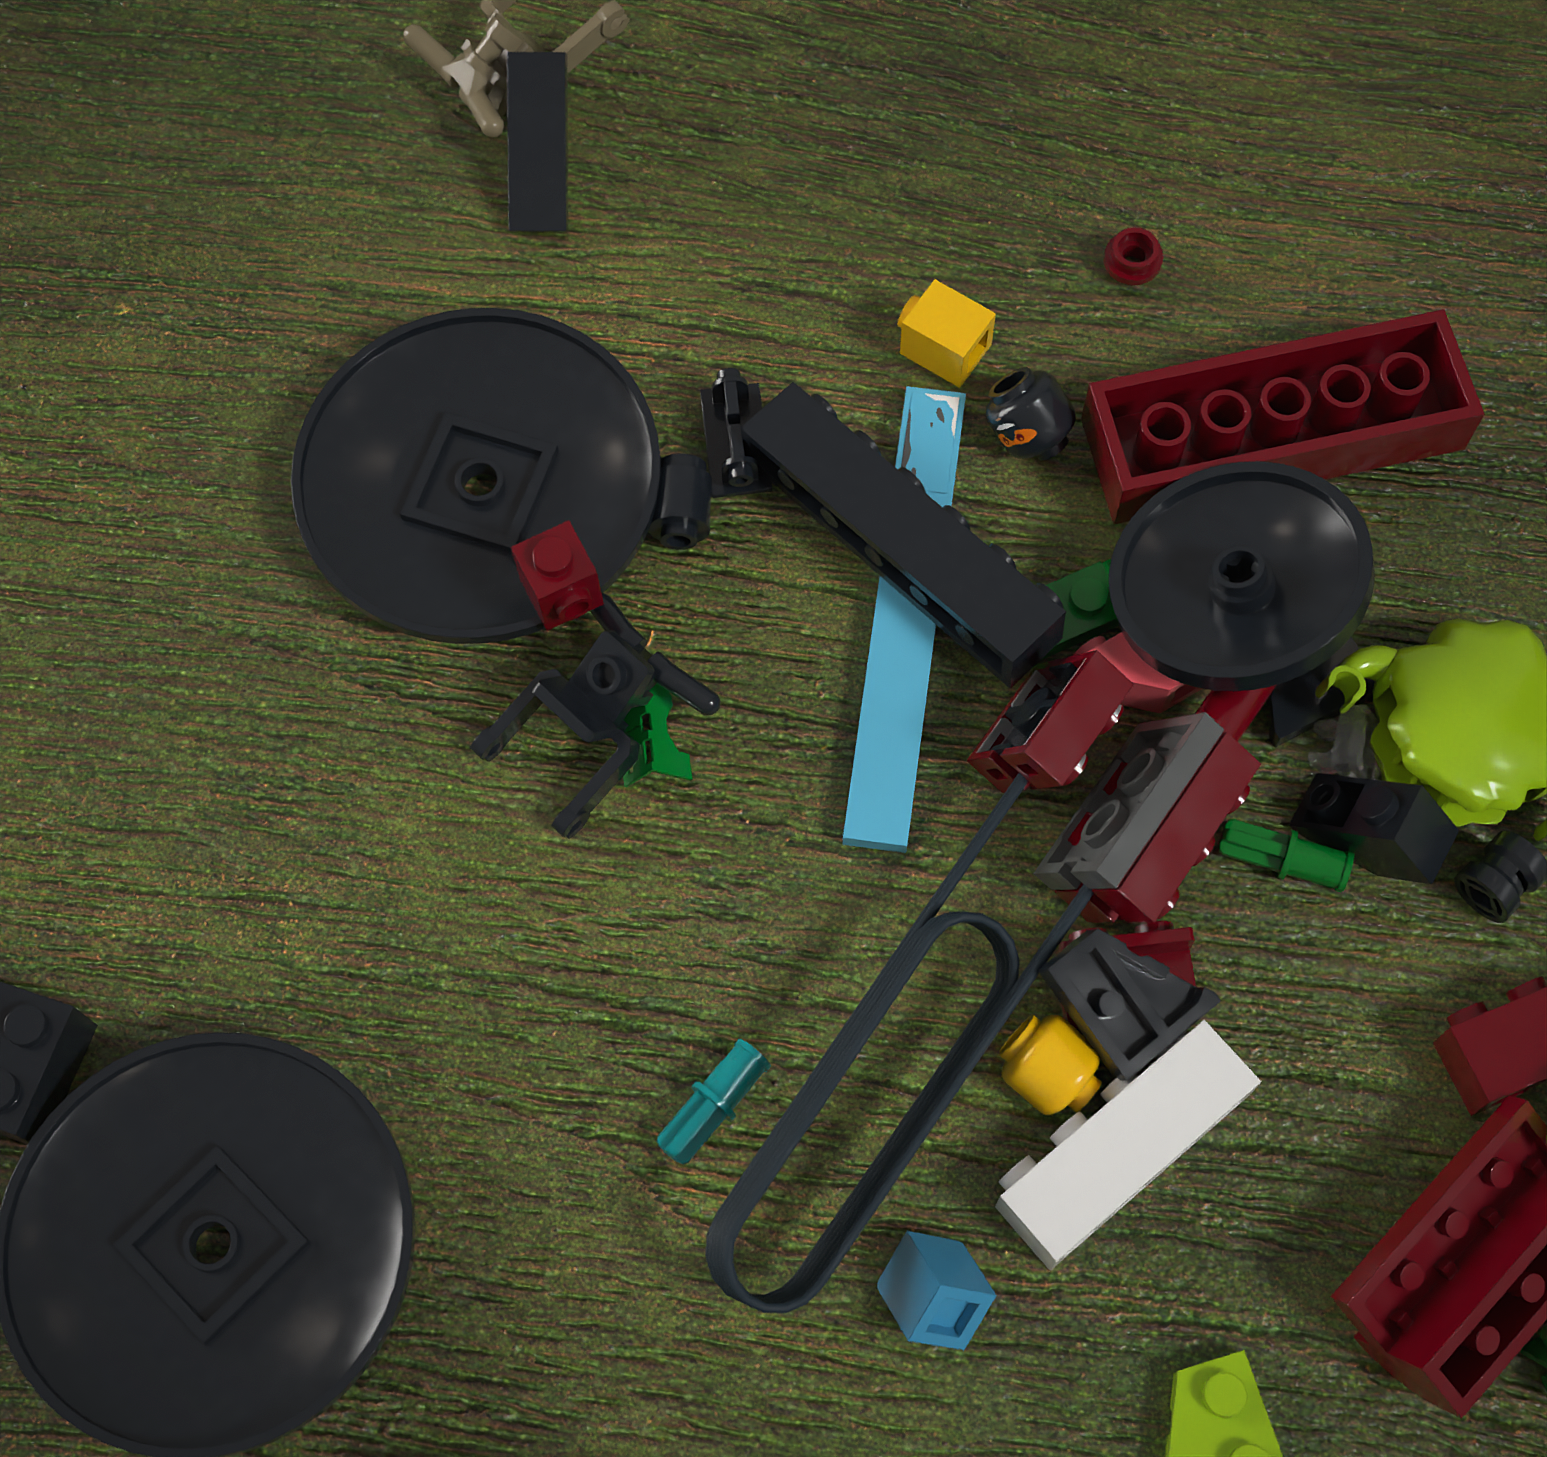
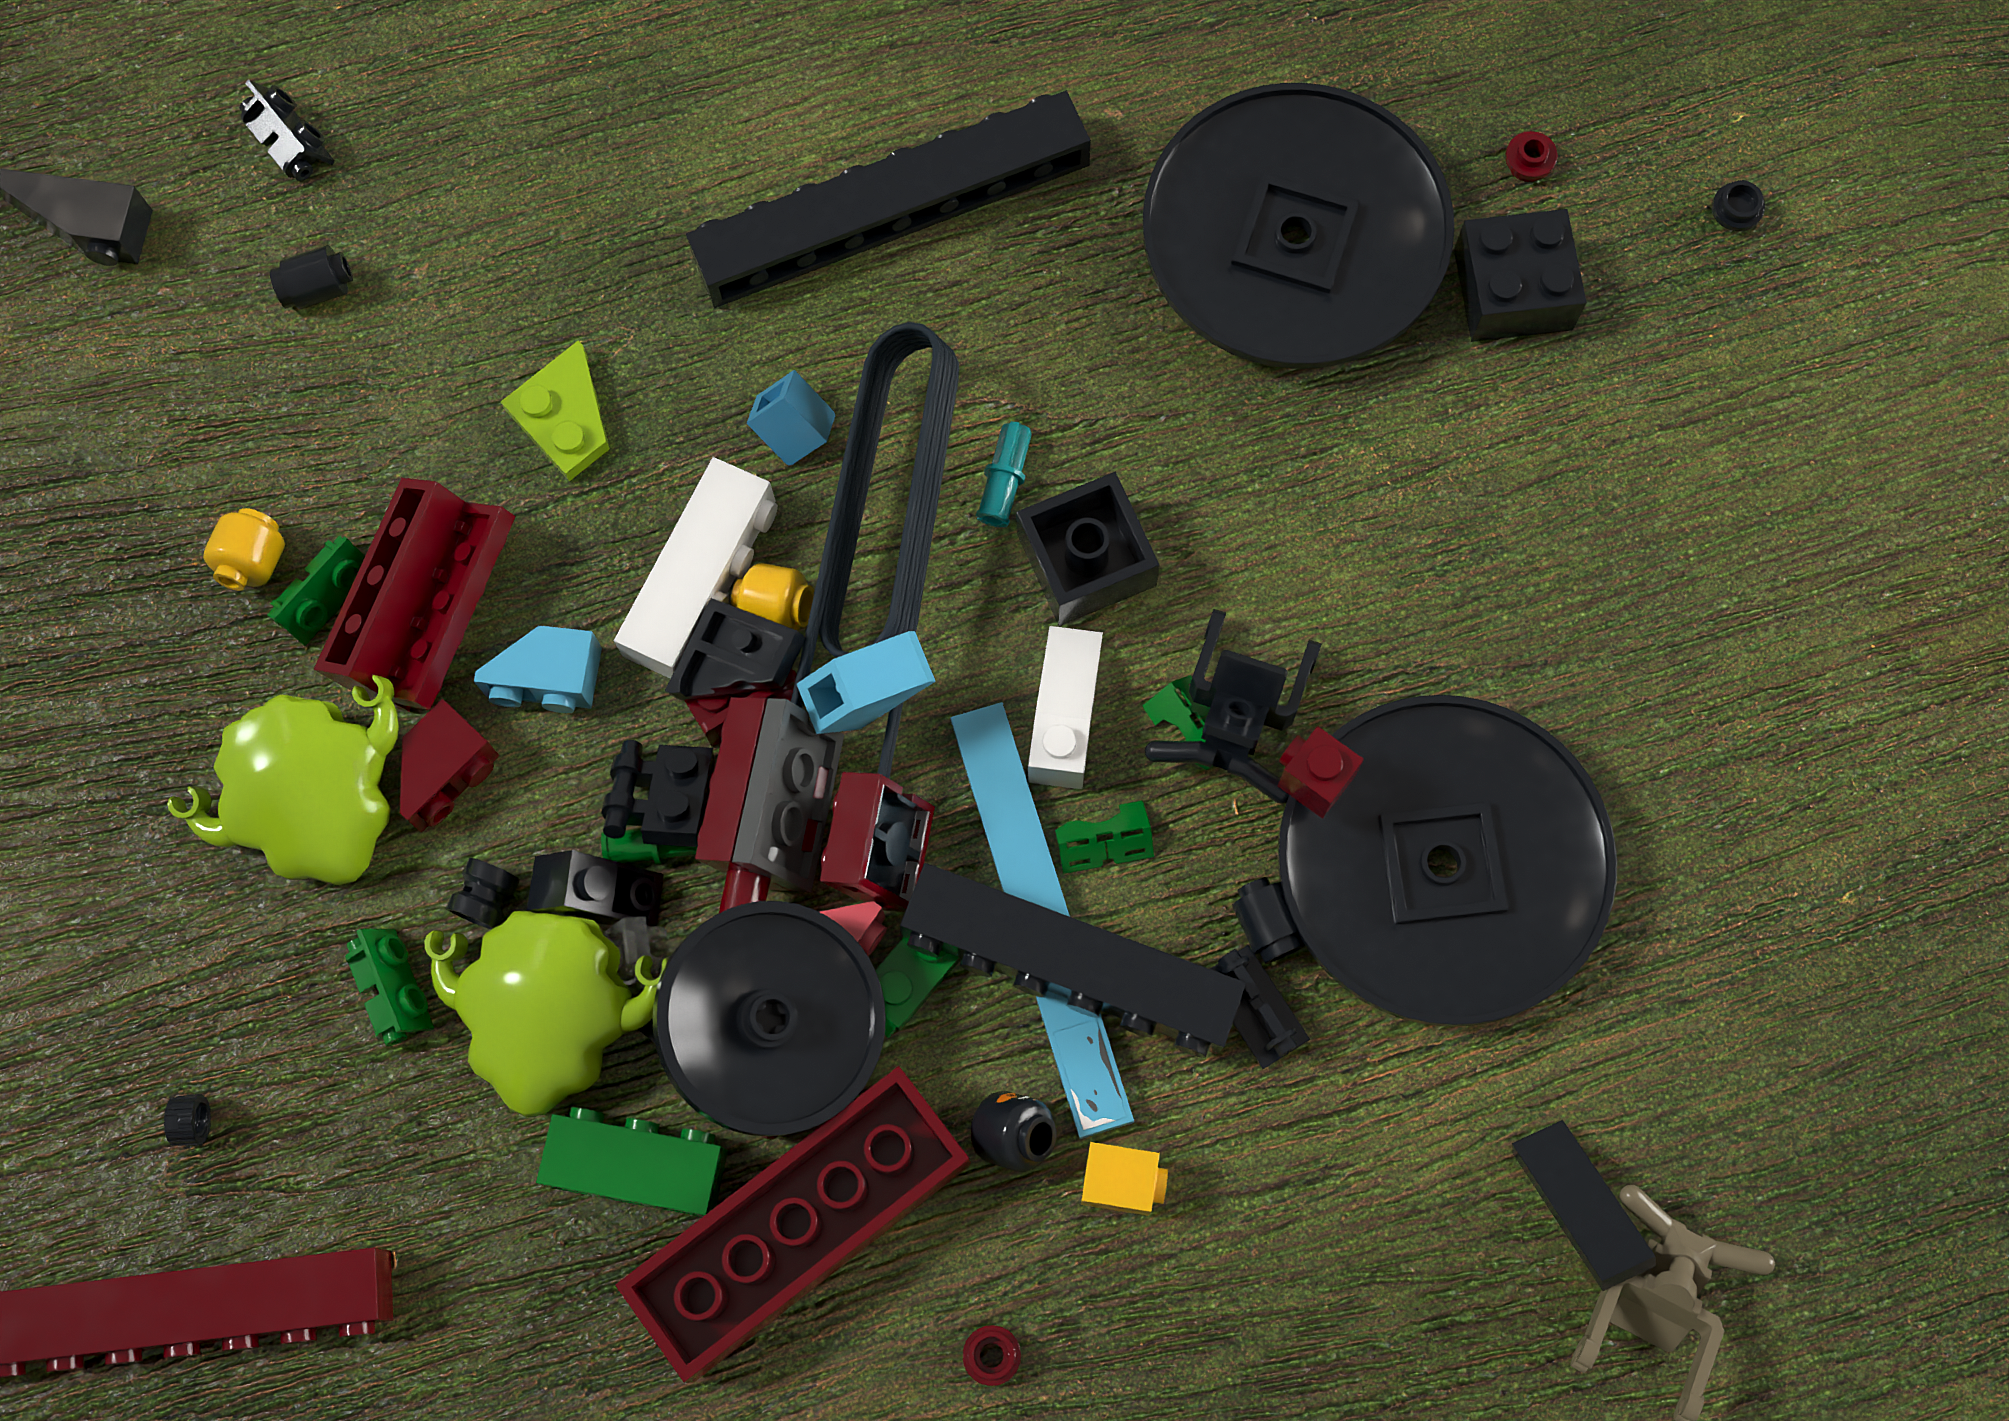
camera: 155 degrees right, 5 degrees up
(667, 950) = (1087, 548): none -> black brick
(771, 659) = (1131, 818): none -> green piece
(776, 801) = (1064, 708): none -> white slope
(996, 870) = (865, 684): none -> medium azure slope
(1249, 883) = (675, 799): none -> black plate
(1349, 1103) = (545, 668): none -> medium azure slope
(1434, 543) = (632, 1163): none -> green brick

